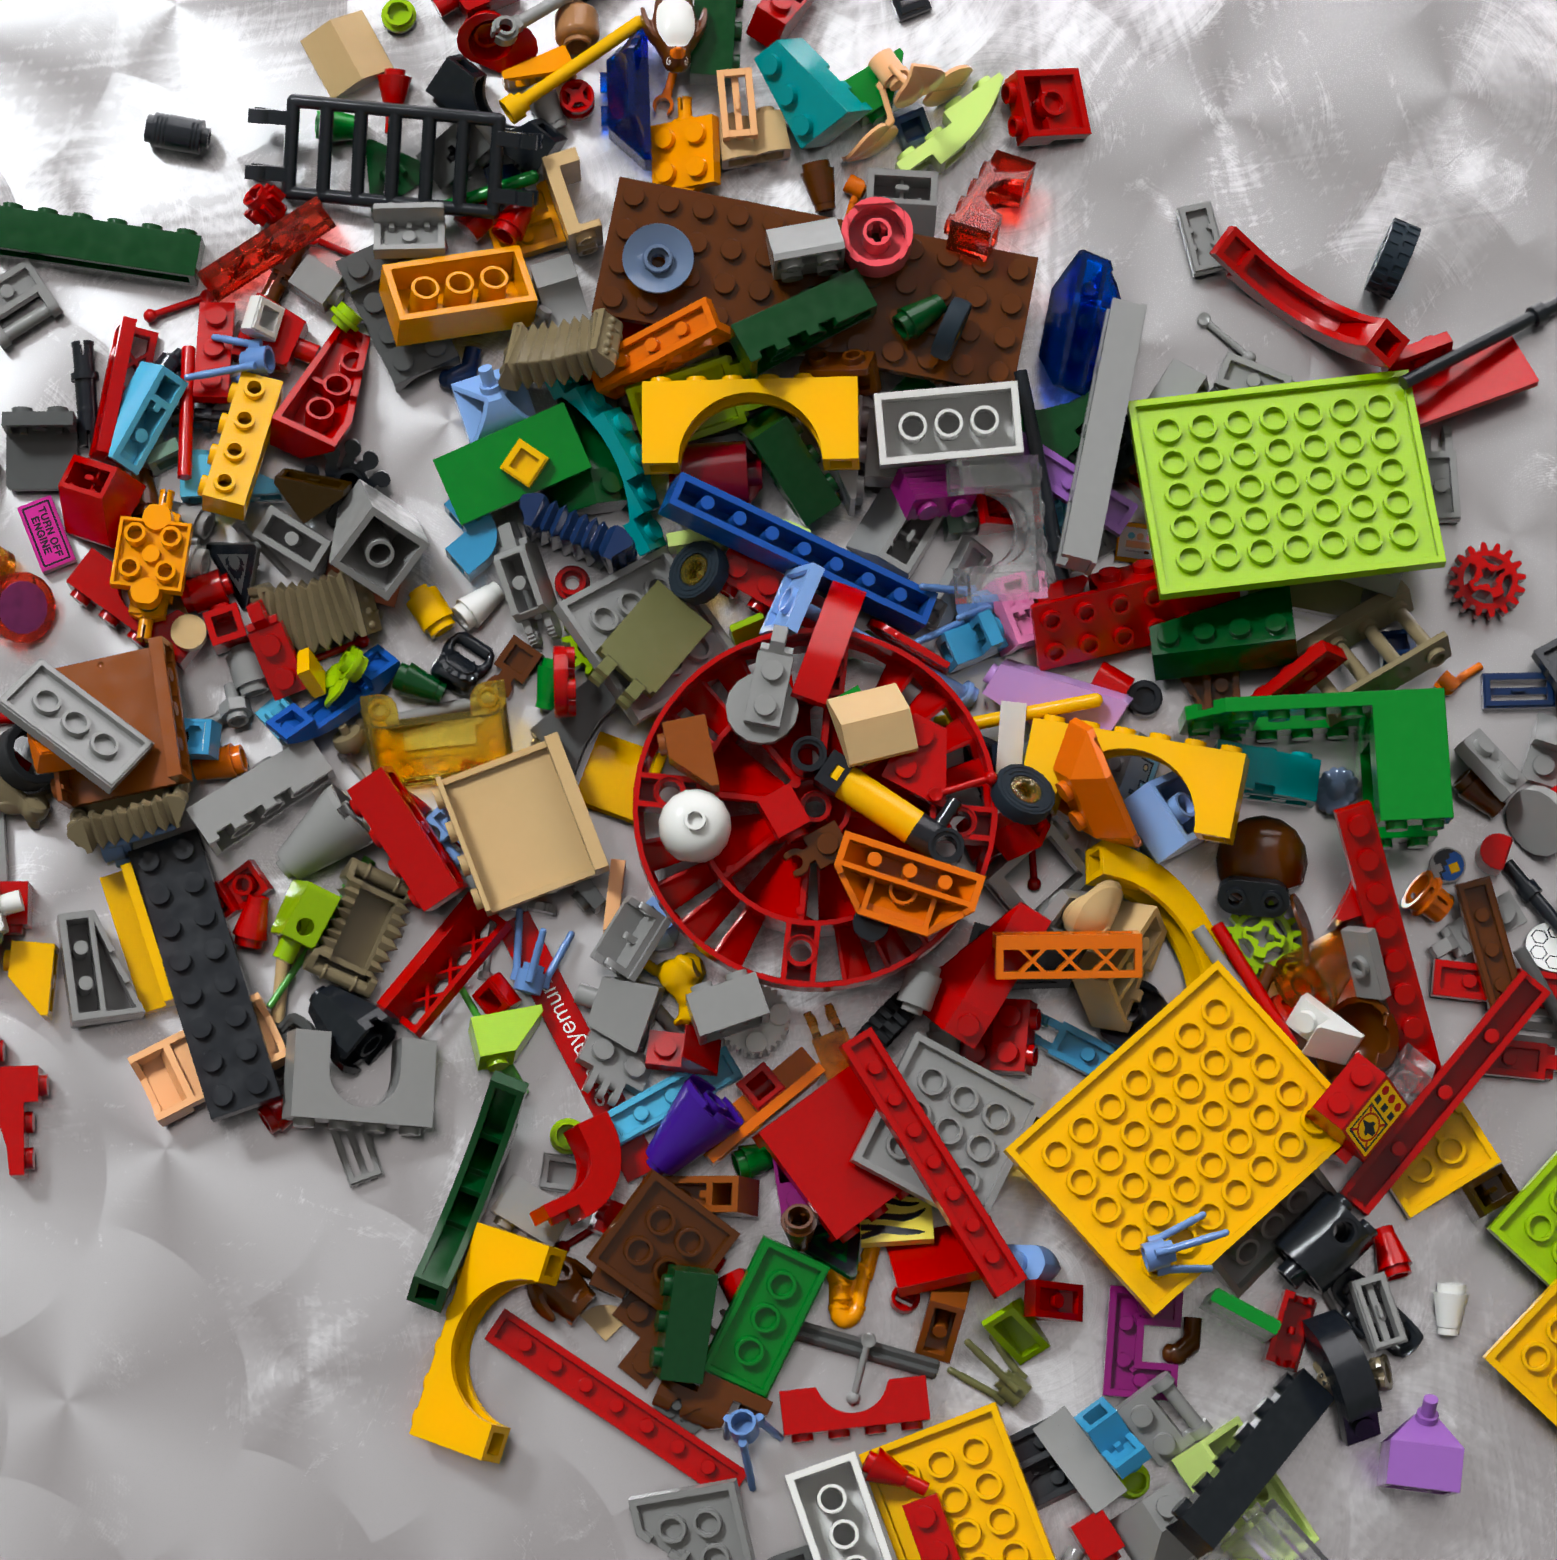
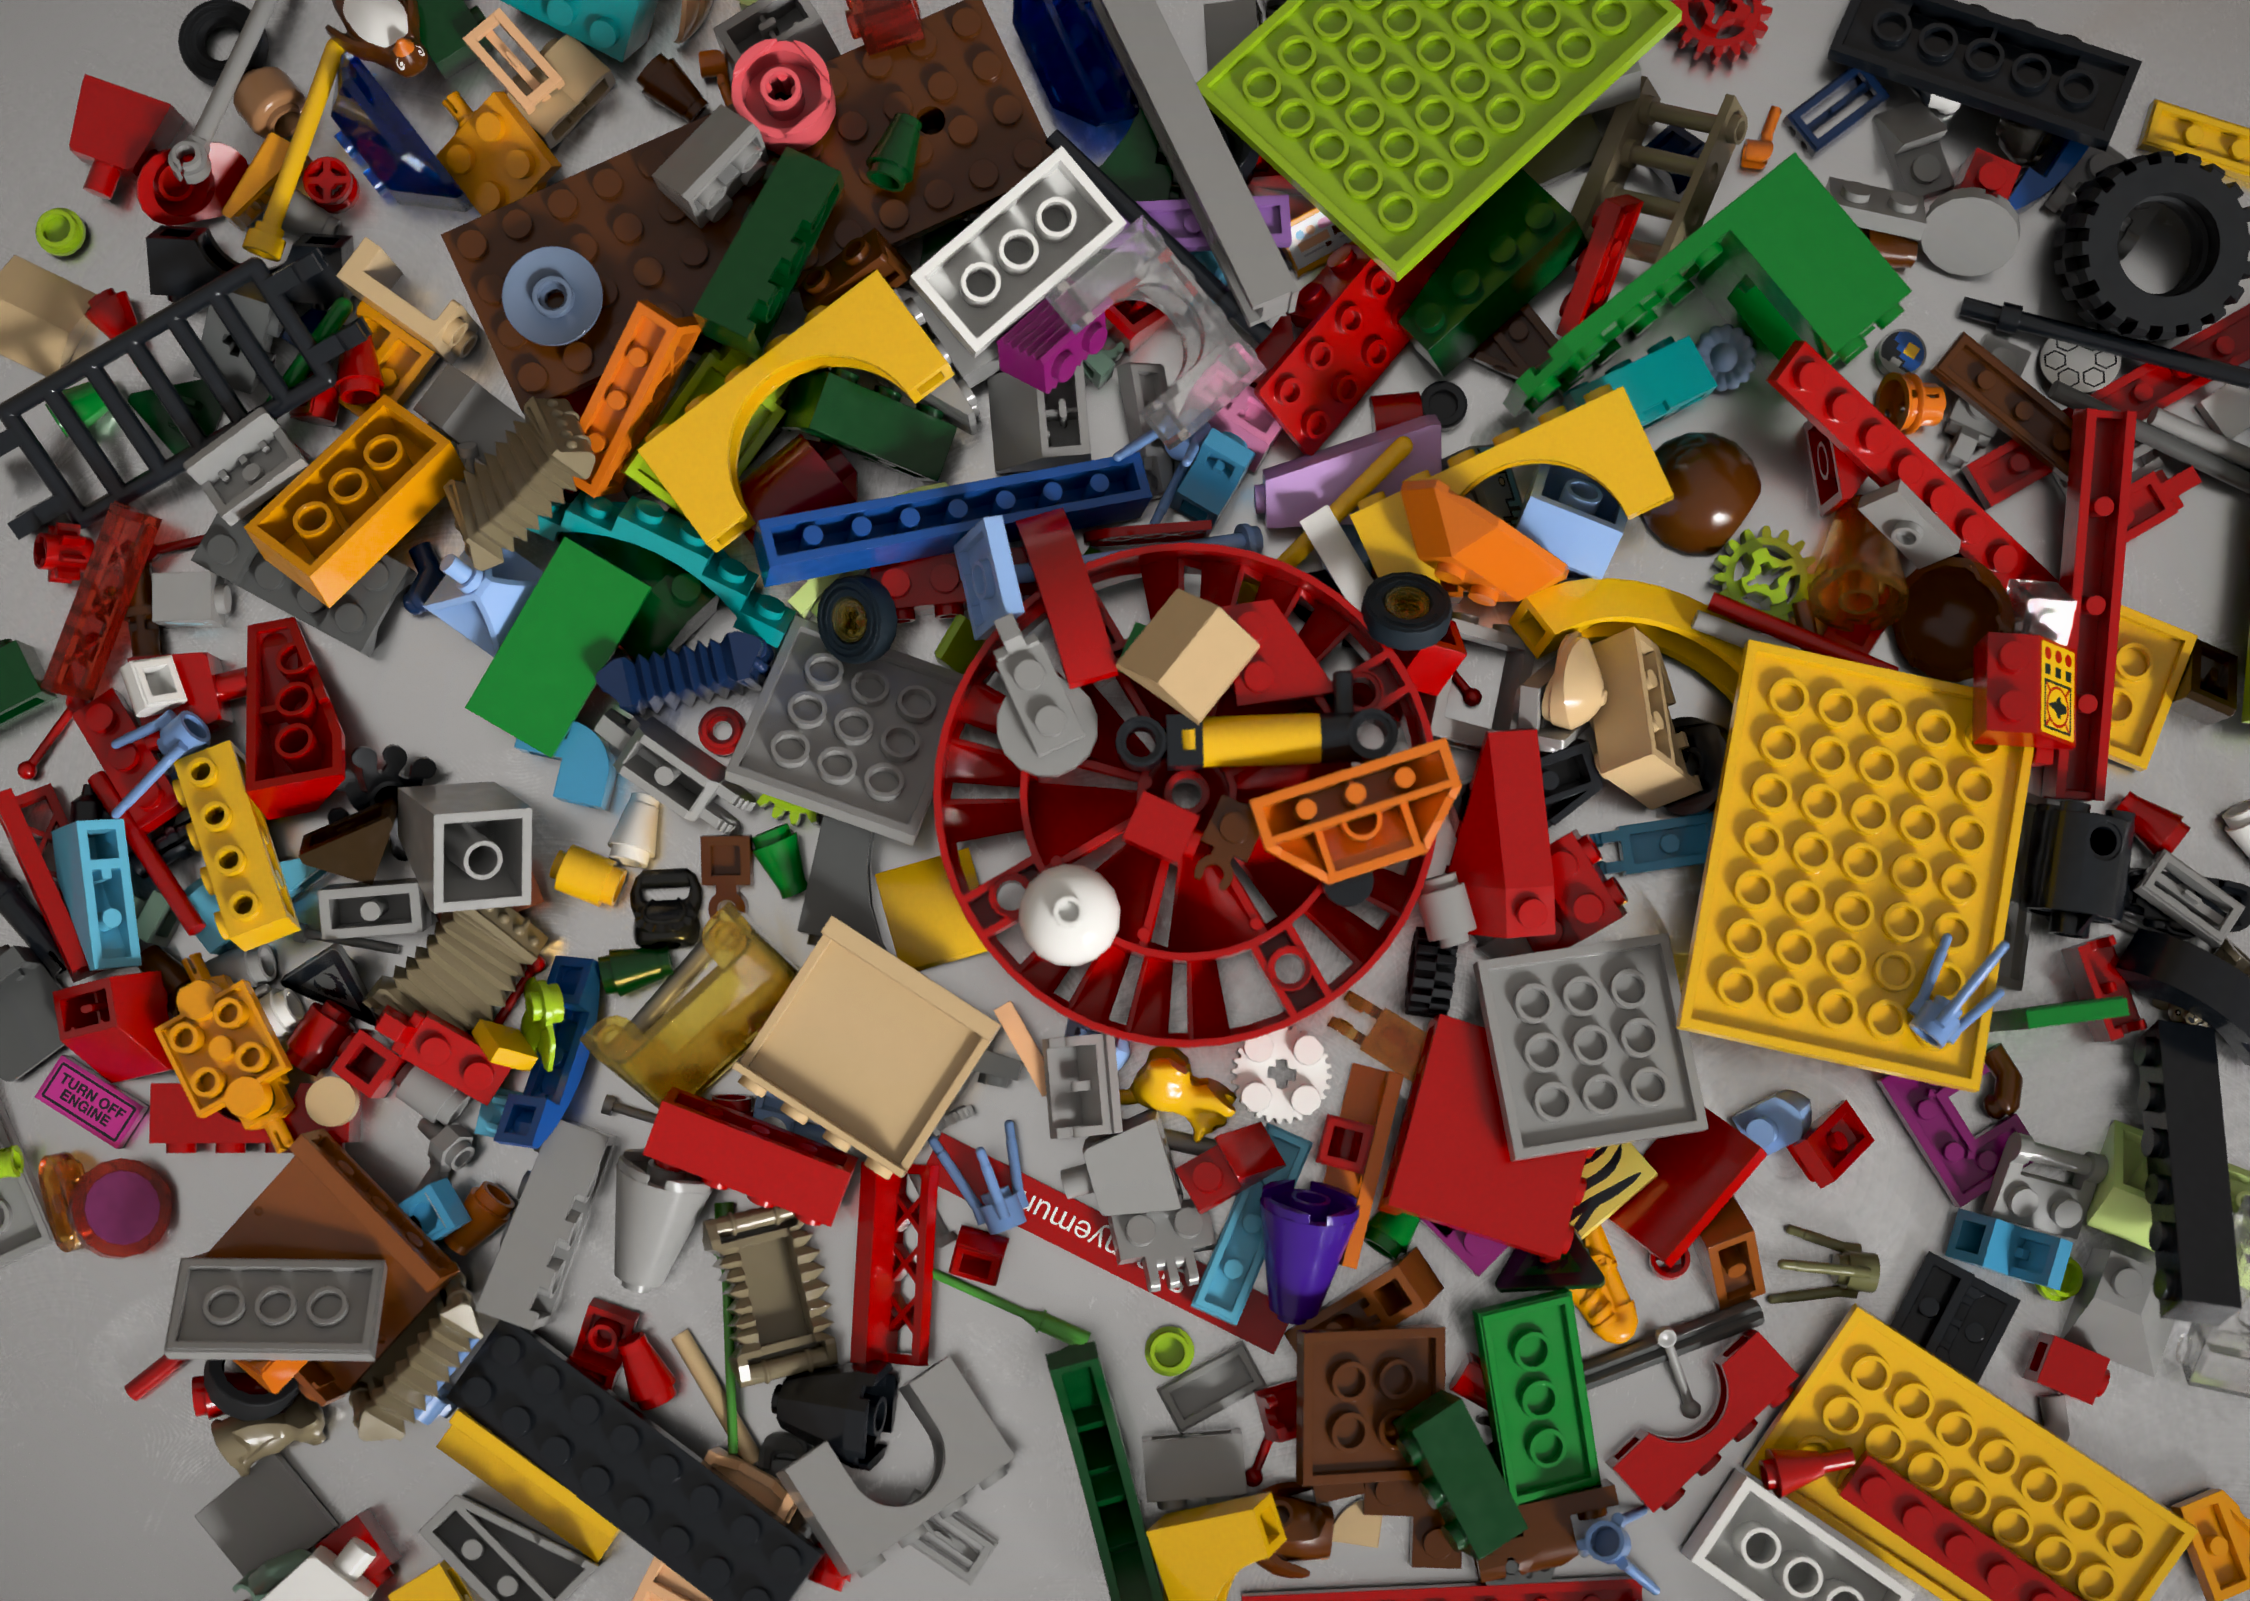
camera: 35 degrees left, 5 degrees up
(311, 907) = (694, 1311): lime torso -> none
(345, 317) = (249, 615): lime plate -> none
(350, 738) = (601, 1087): dark tan piece -> none
(502, 1036) = (1018, 1297): lime slope -> none
(524, 463) = (572, 637): yellow tile -> none
(564, 681) = (797, 852): red tile -> none
(598, 1170) = (1238, 1376): red arch -> none
(650, 643) = (862, 740): olive tile -> none
(667, 94) = (427, 106): orange hand -> none
(690, 750) = (1002, 832): dark orange slope -> none
(727, 1006) = (1252, 1089): light grey brick -> none
(799, 1226) = (1499, 1263): reddish brown cone -> none
(932, 1162) = (1606, 1097): red plate -> none
(936, 794) = (1316, 681): red hinge -> none
(951, 328) = (943, 140): black bush -> none
(1016, 1333) = (1813, 1211): lime slope -> none
(1067, 940) = (1575, 739): orange fence -> none
(1079, 1460) = (1990, 1299): light grey sticker -> none
(1253, 893) = (1729, 536): black plate -> none
(1304, 926) = (1814, 539): reddish brown piece -> none
(1326, 1032) = (1918, 631): white slope -> none
(1493, 853) = (1943, 305): red brick -> none

